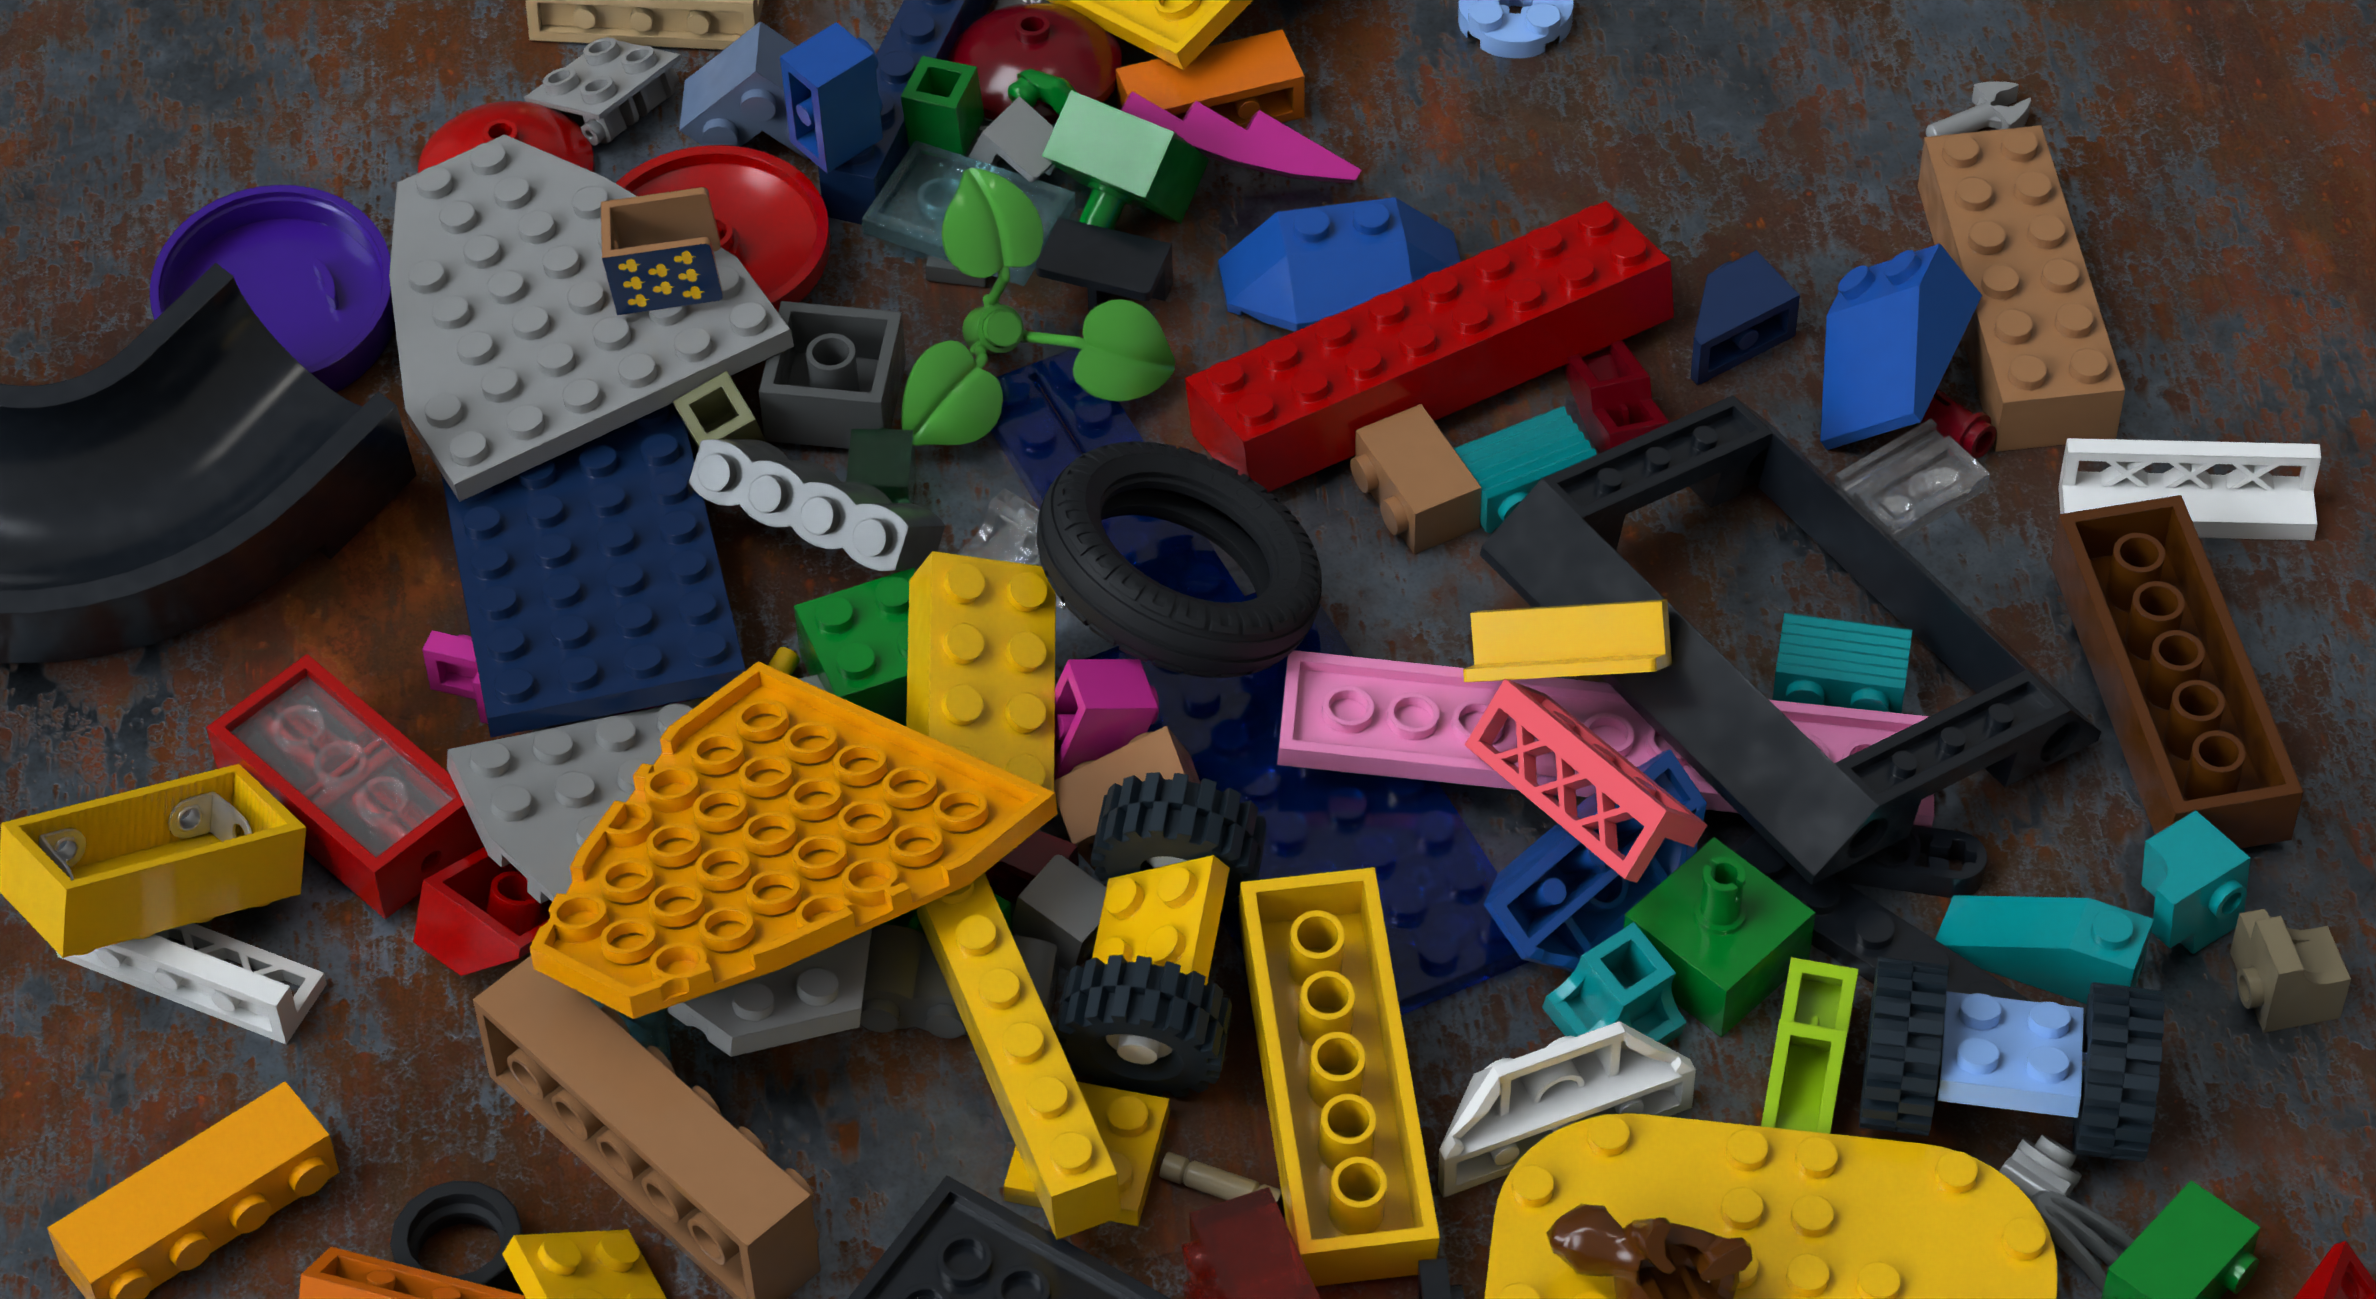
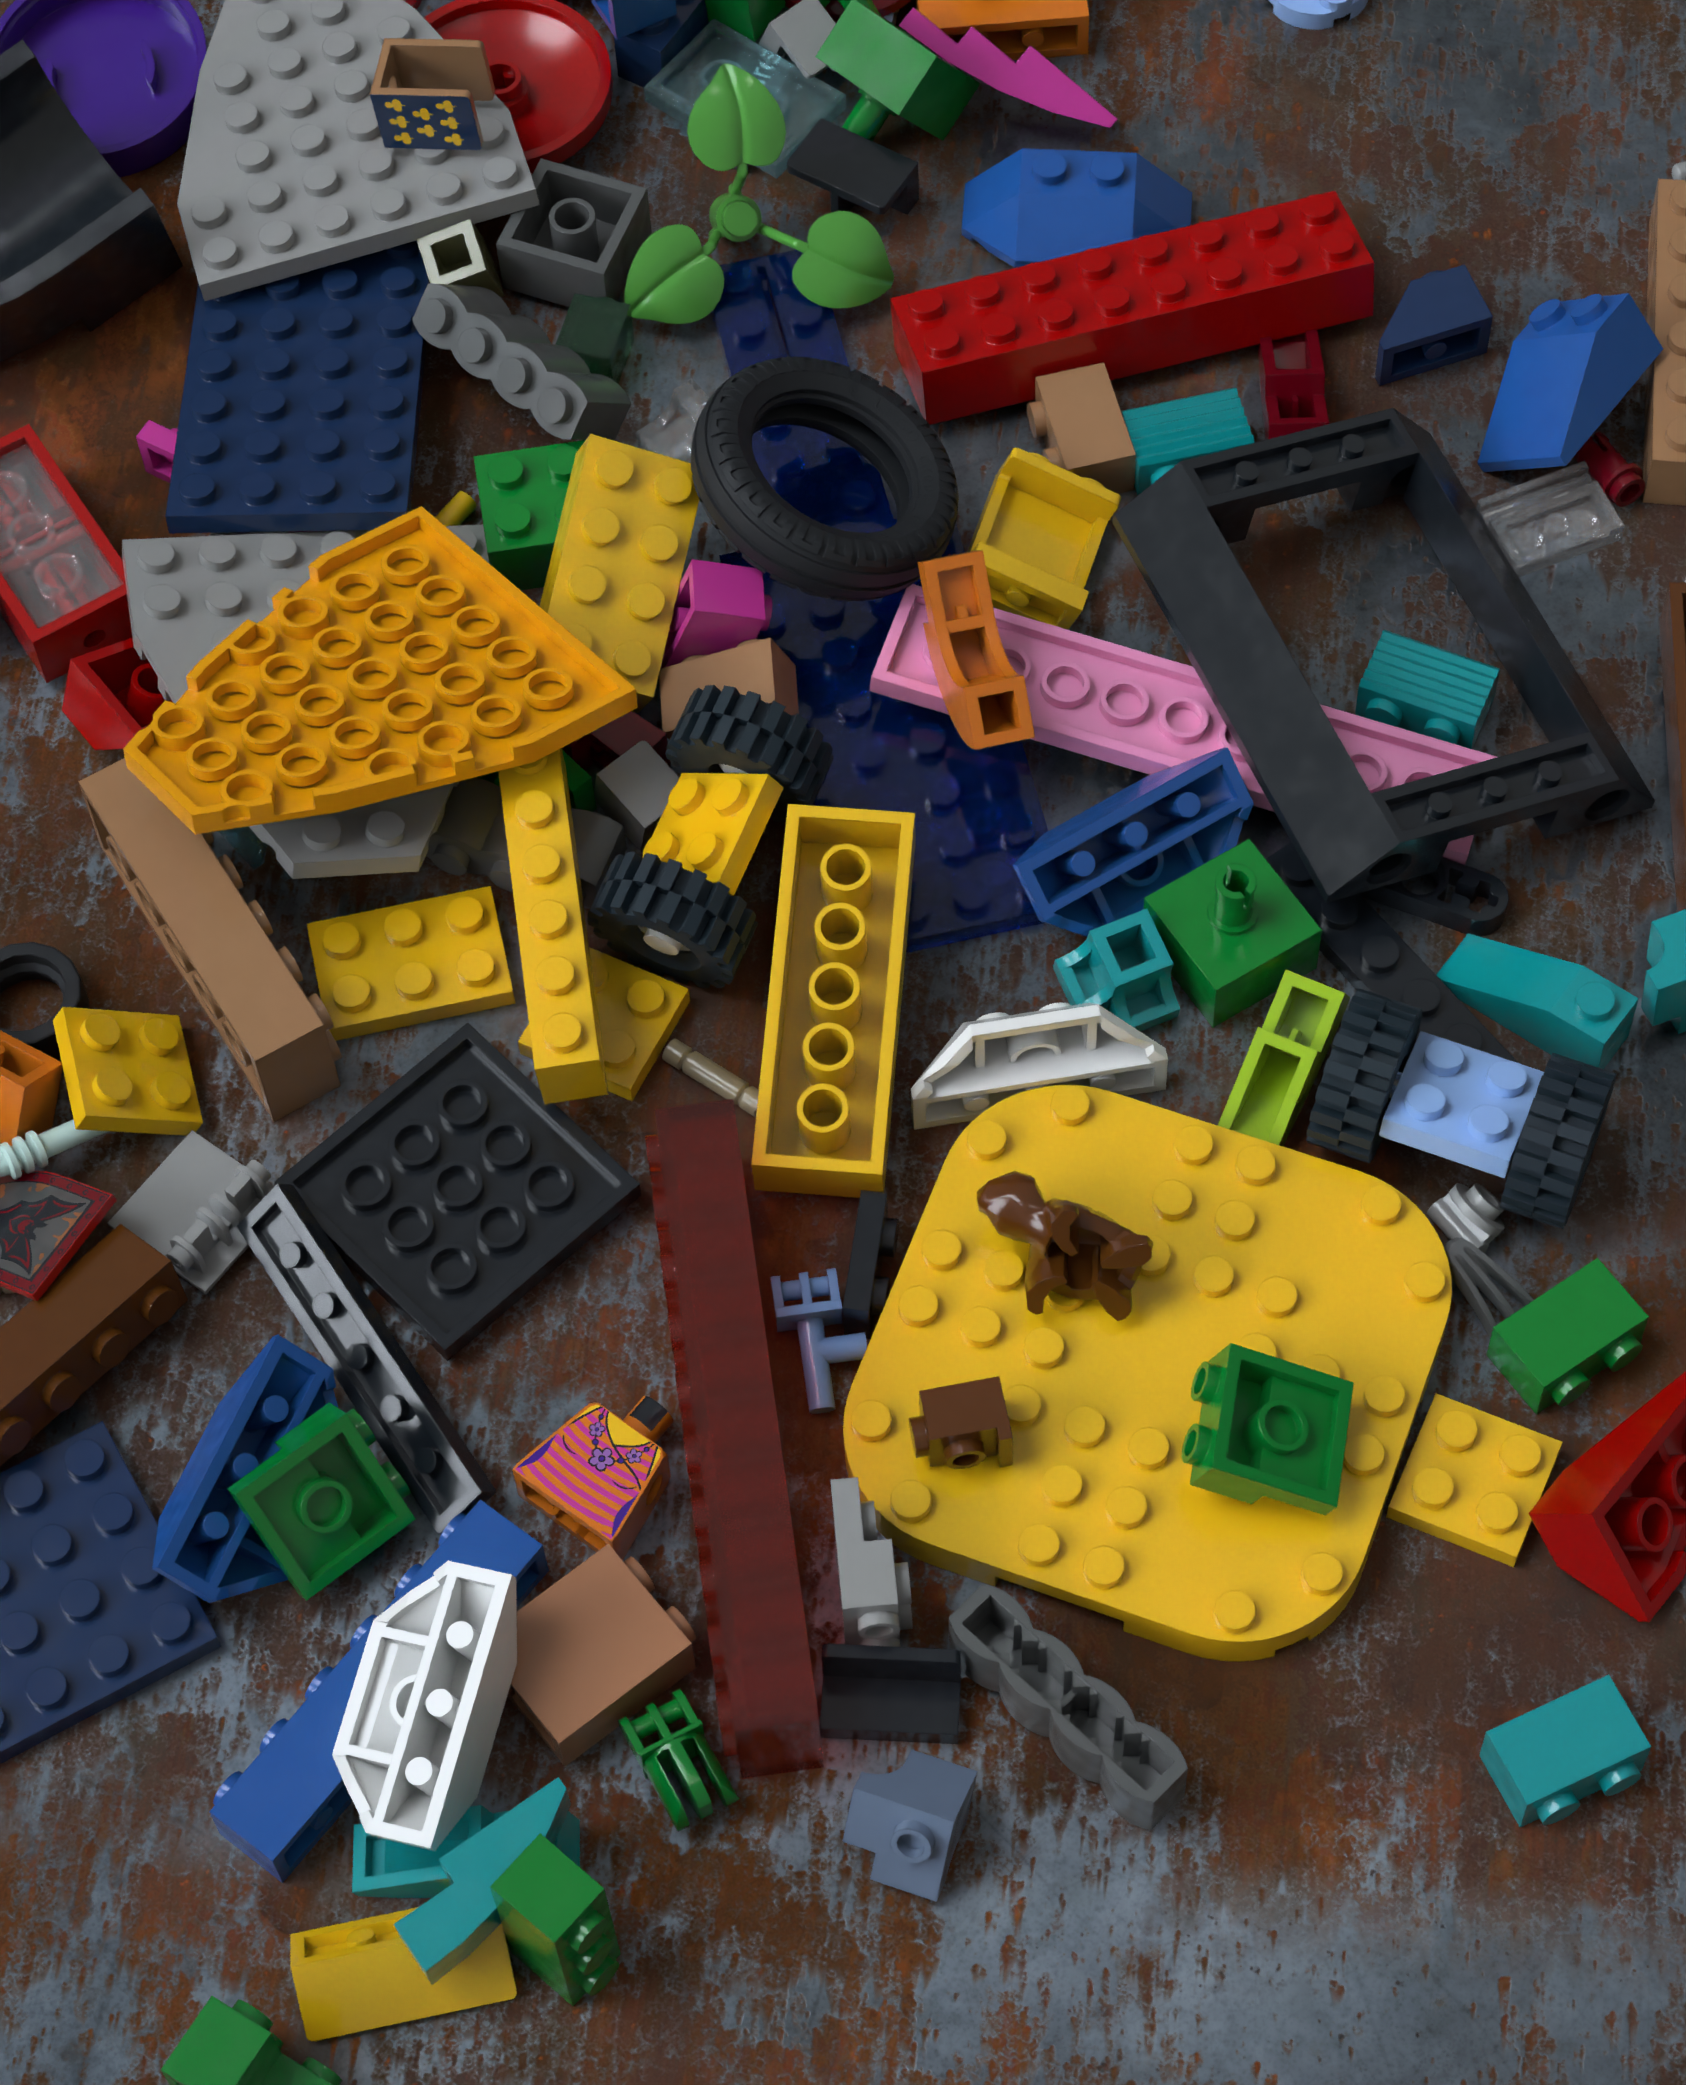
camera: 15 degrees right, 10 degrees up
(868, 1126) = (411, 963): none -> yellow plate
(1378, 709) = (967, 655): none -> orange arch
(1401, 586) = (1041, 537): none -> yellow panel
(1570, 641) = (1161, 627): yellow panel -> none
(1597, 765) = (1139, 734): coral fence -> none

